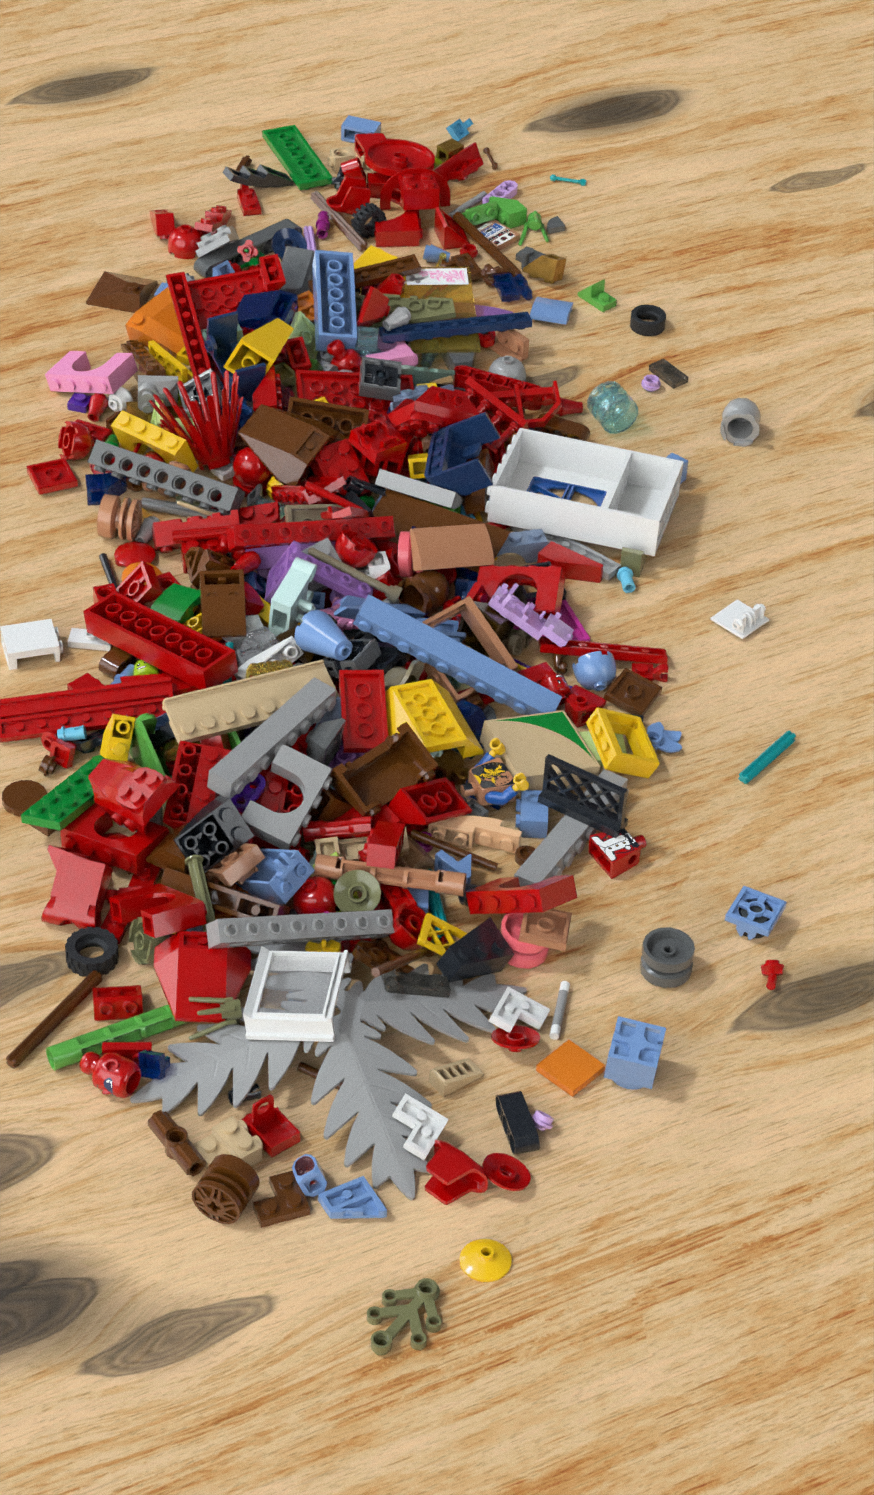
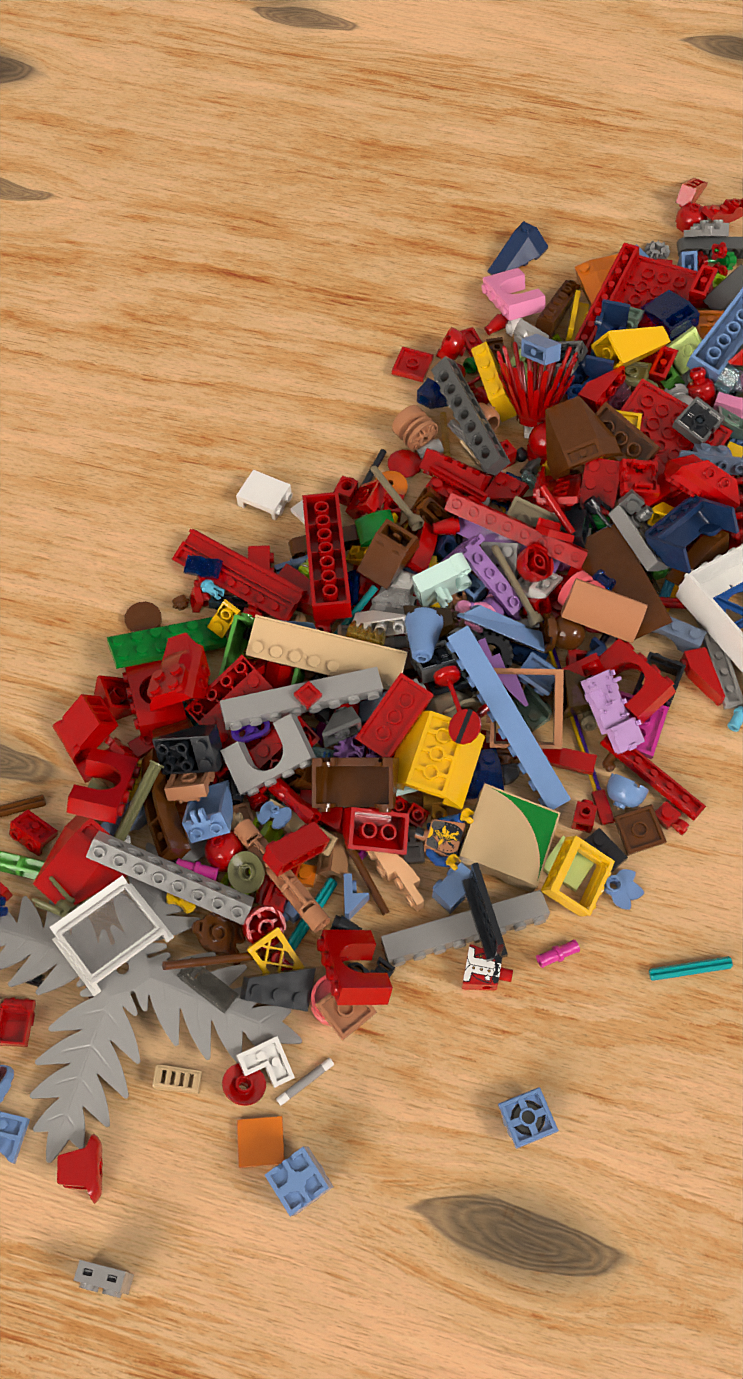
camera: 45 degrees right, 20 degrees up
(38, 722) = (202, 566): none -> clear blue slope
(51, 339) = (523, 246): none -> dark blue wedge
(79, 402) = (489, 312): dark purple plate -> none
(91, 938) = (47, 767): black tyre -> none
(121, 292) = (608, 235): reddish brown slope -> none
(169, 563) = (414, 520): none -> dark tan piece
(188, 386) = (540, 349): none -> medium blue brick
(281, 724) = (307, 694): none -> red tile
(340, 840) = (280, 815): none -> medium blue piece
(391, 462) = (633, 502): none -> dark grey plate
(425, 1124) = (102, 1112): white plate -> none
(431, 677) = (465, 723): none -> red piece
(483, 1267) = (51, 1266): yellow dish -> none
(506, 1171) = (131, 1201): red dish -> none
(517, 1122) = (172, 1162): black beam -> none
(523, 853) = (417, 917): reddish brown tile -> none
(542, 1120) = (190, 1174): lavender plate -> none
(554, 1215) = (111, 1280): none -> light grey piece
(556, 684) = (579, 784): red head -> none
(660, 807) = (558, 953): none -> dark pink pin
(667, 957) = (419, 1118): dark grey wheel -> none
(772, 969) = (495, 1179): red plate -> none

